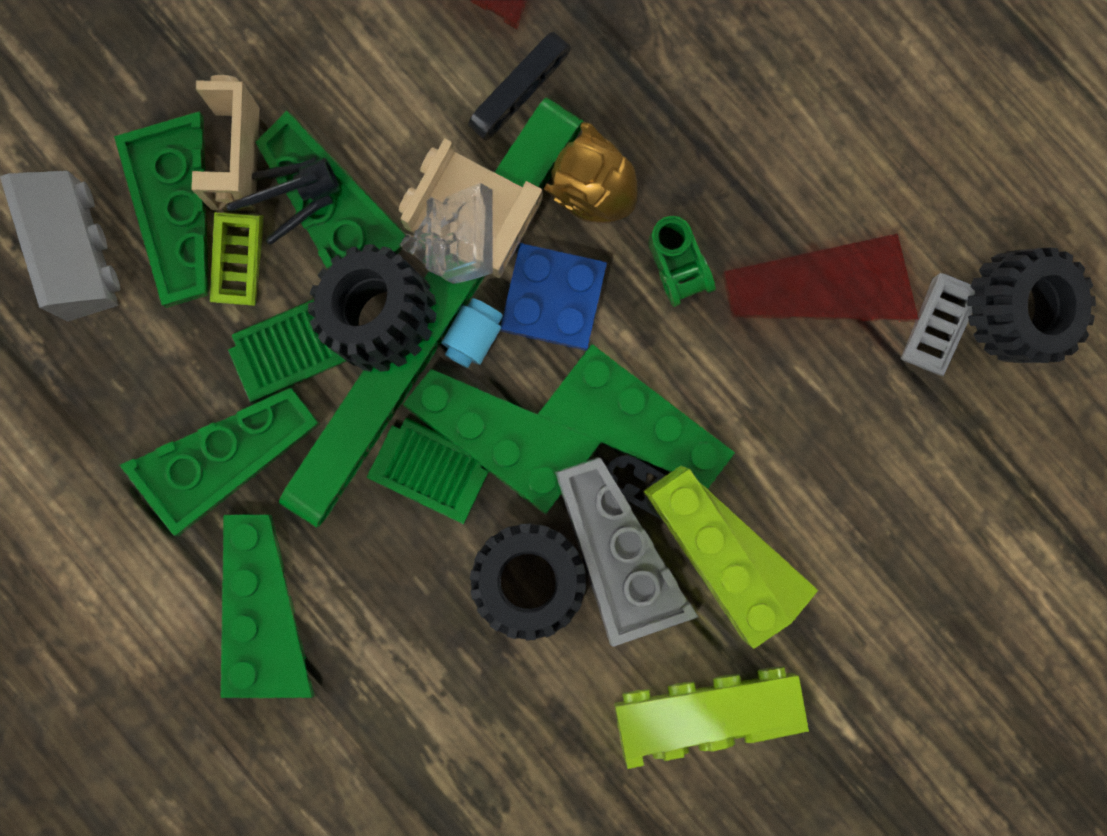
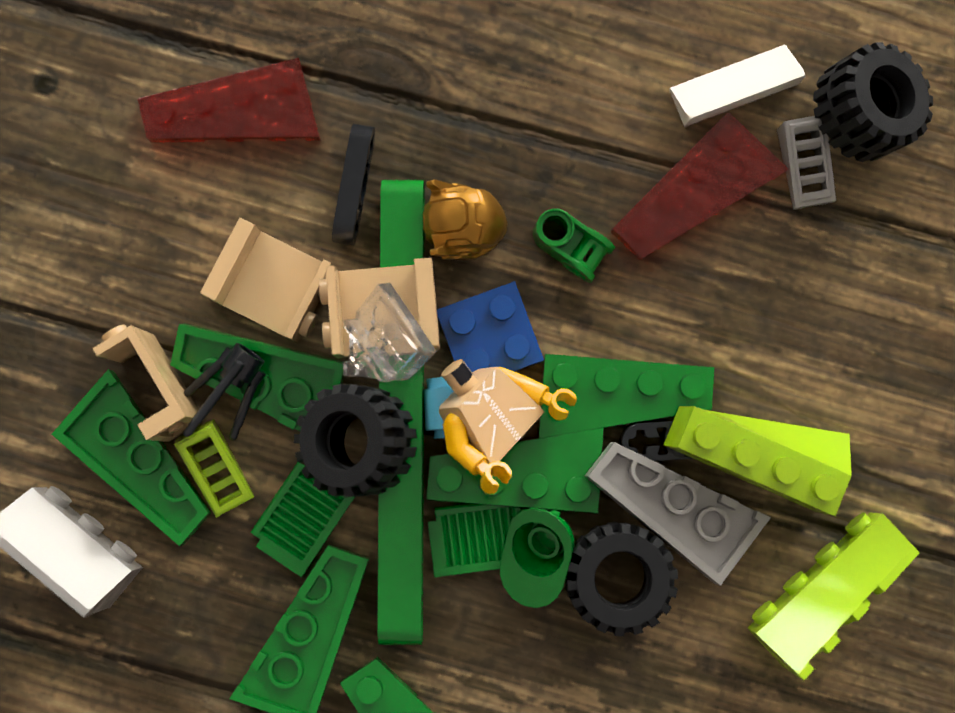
camera: 30 degrees left, 0 degrees up
(386, 122) = (267, 281): none -> tan panel
(466, 514) = (536, 557): none -> green piece
(507, 363) = (491, 415): none -> torso
(921, 215) = (736, 85): none -> white slope

